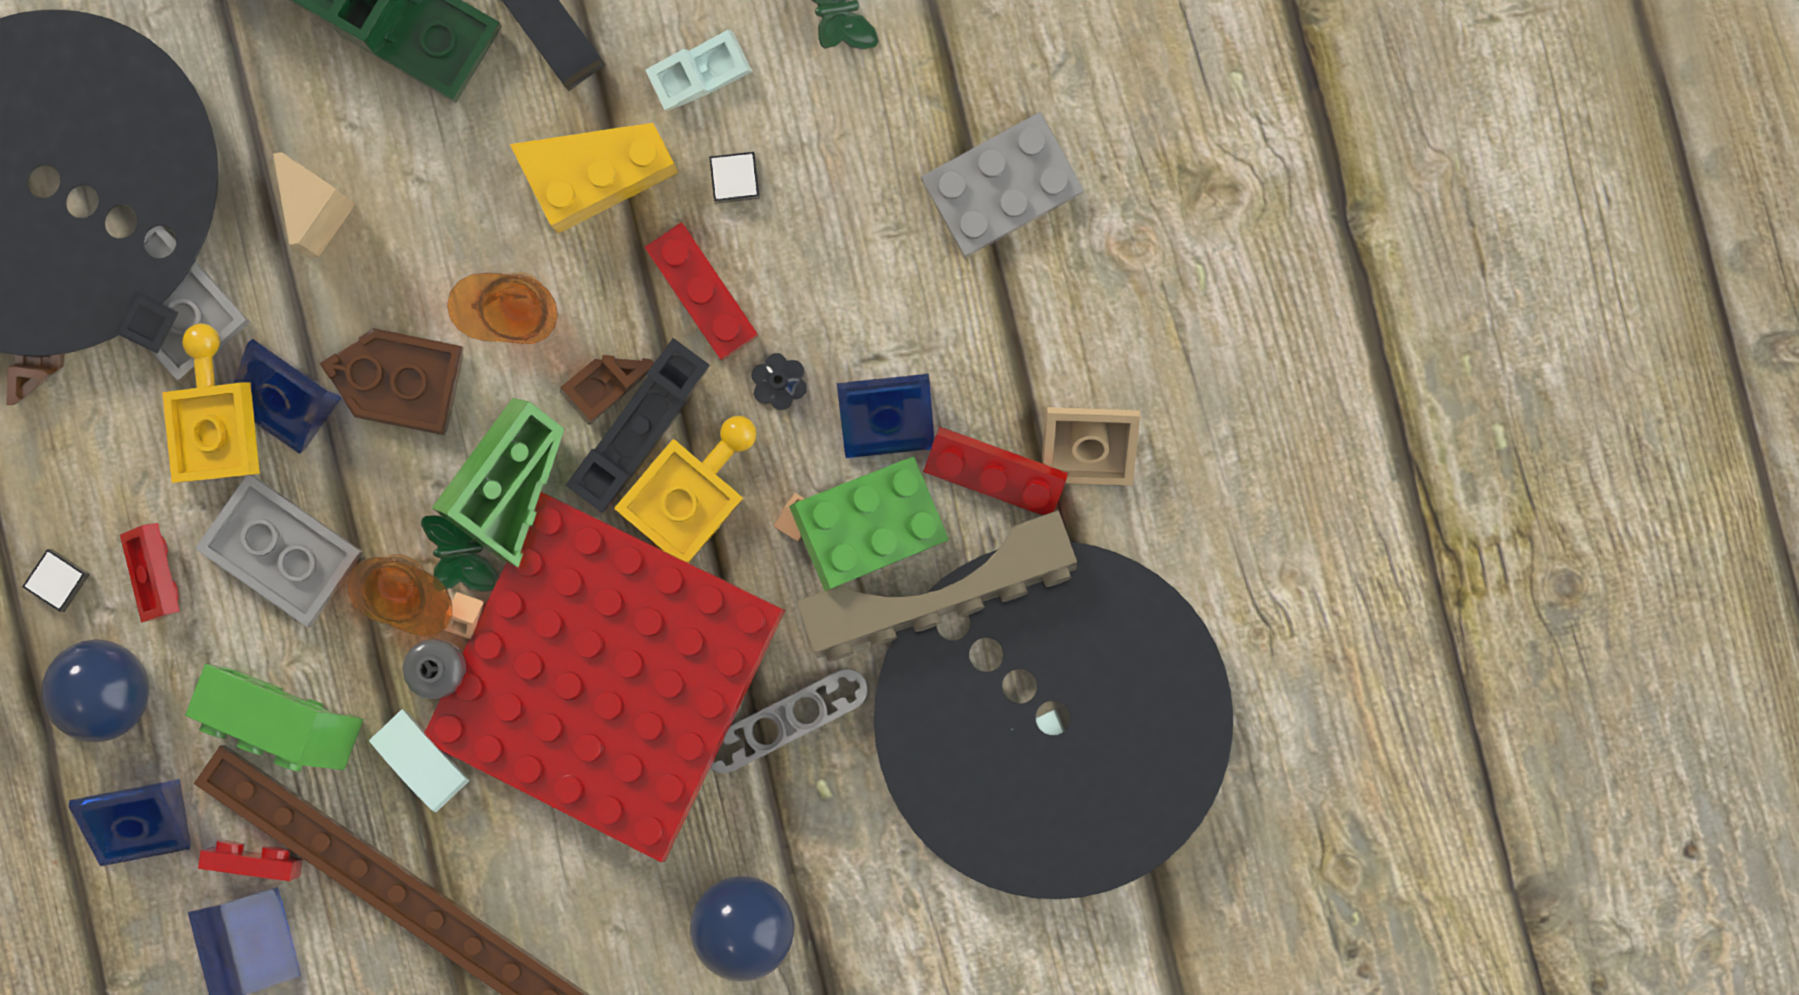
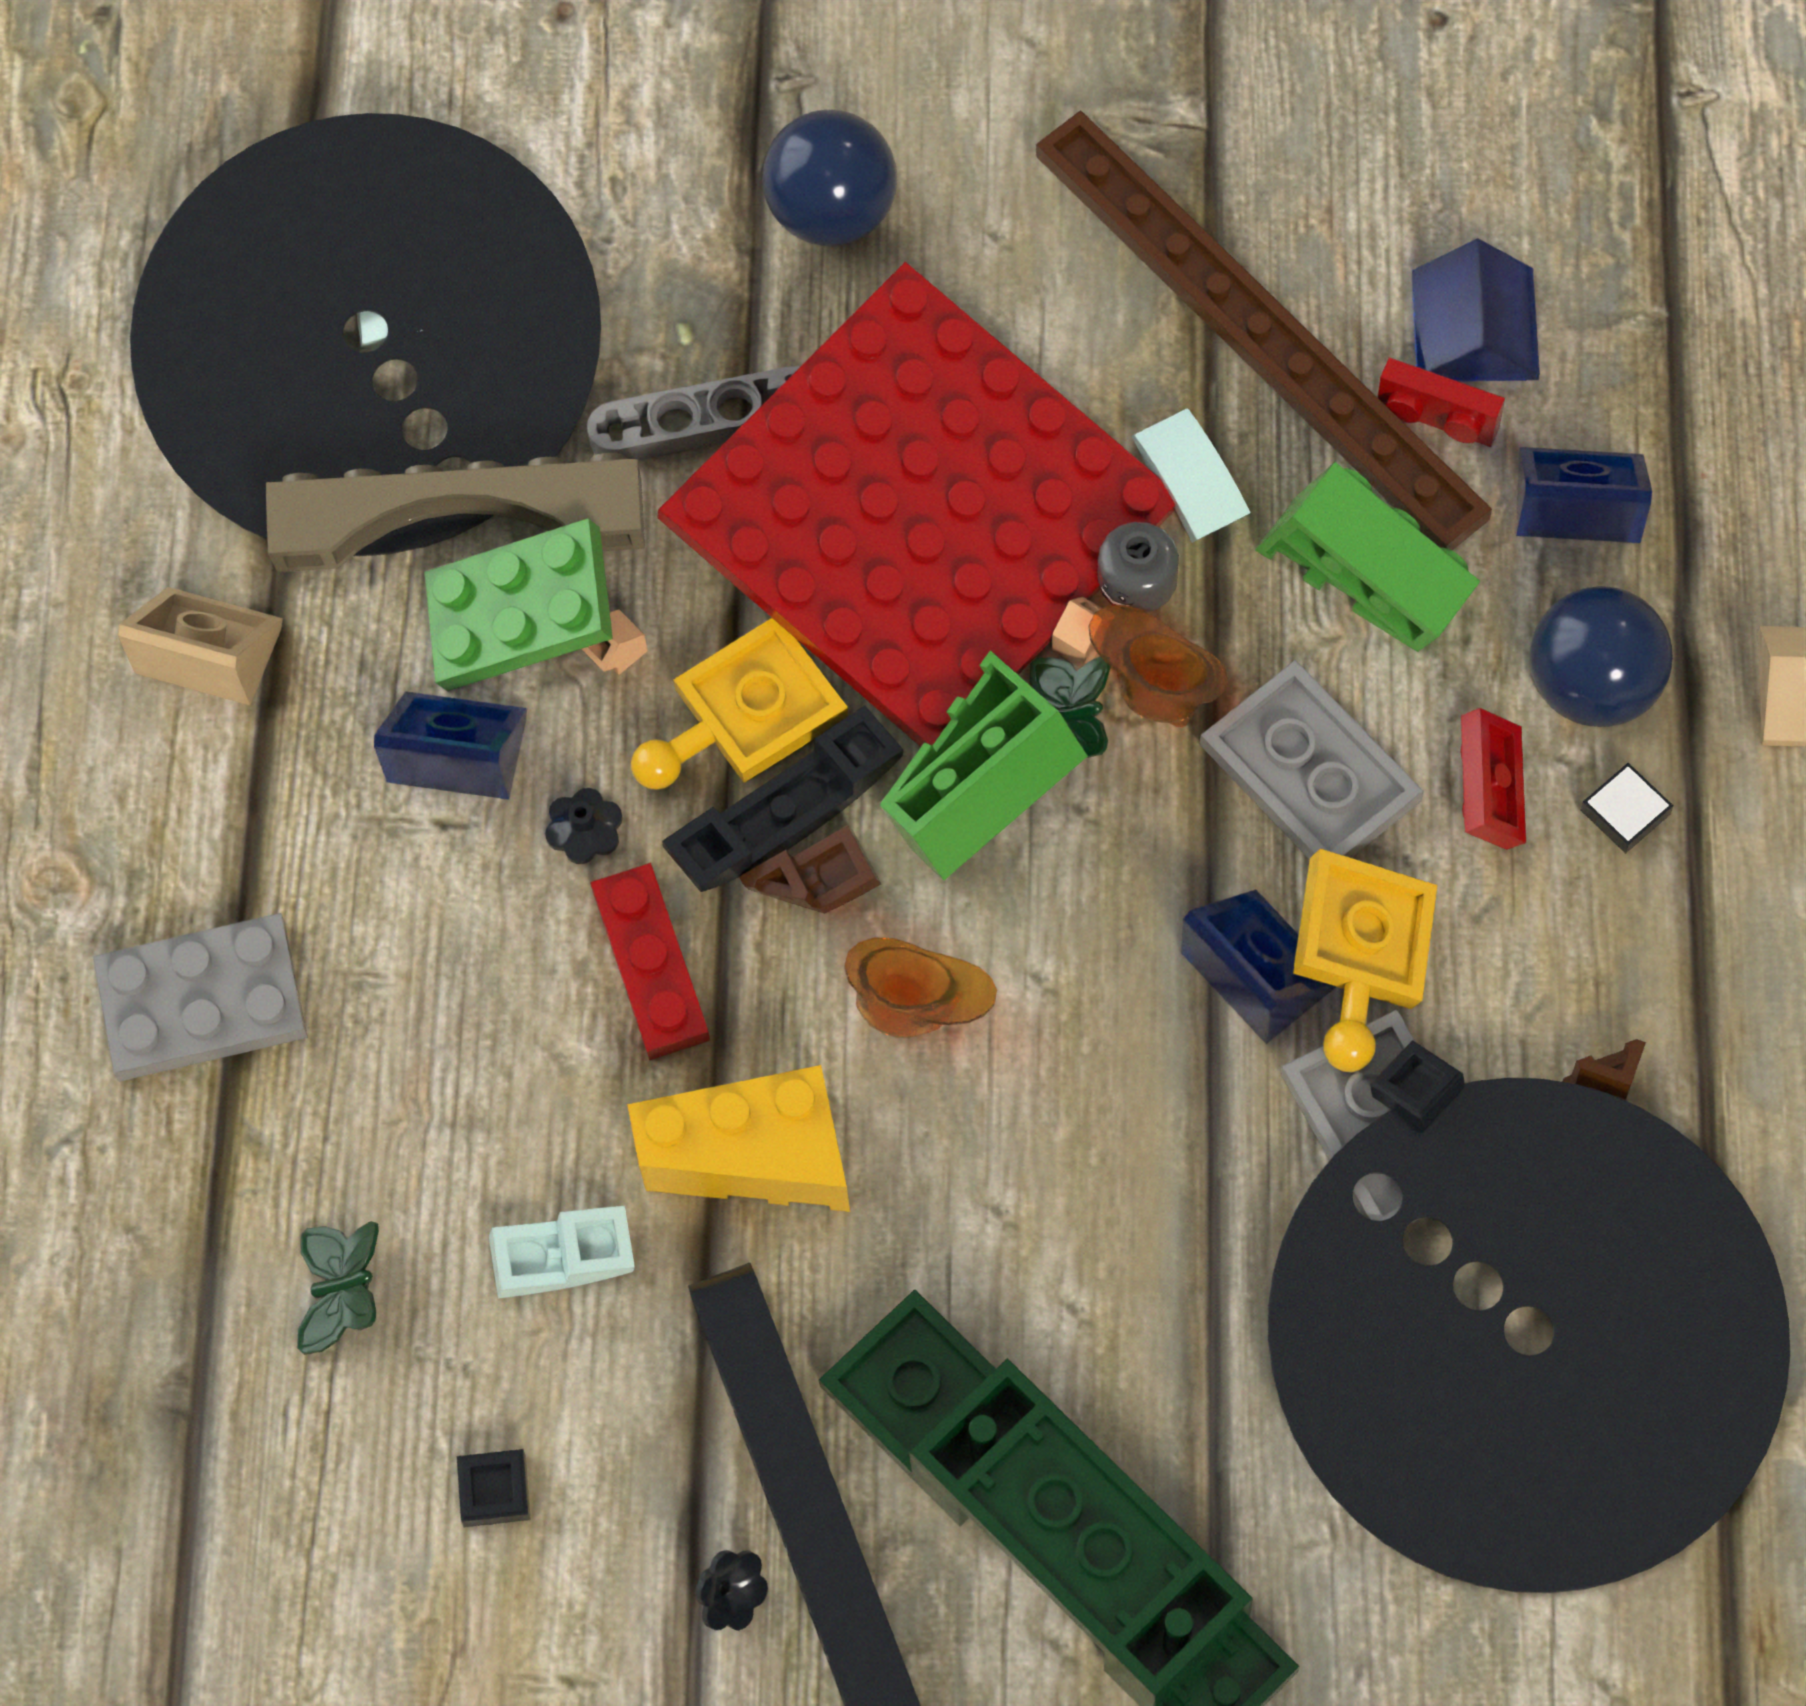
camera: 160 degrees left, 20 degrees down
(309, 205) = (1139, 1183): tan slope -> none
(398, 379) = (1096, 948): reddish brown tile -> none
(734, 177) = (557, 1097): white tile -> none
(995, 472) = (336, 636): red plate -> none

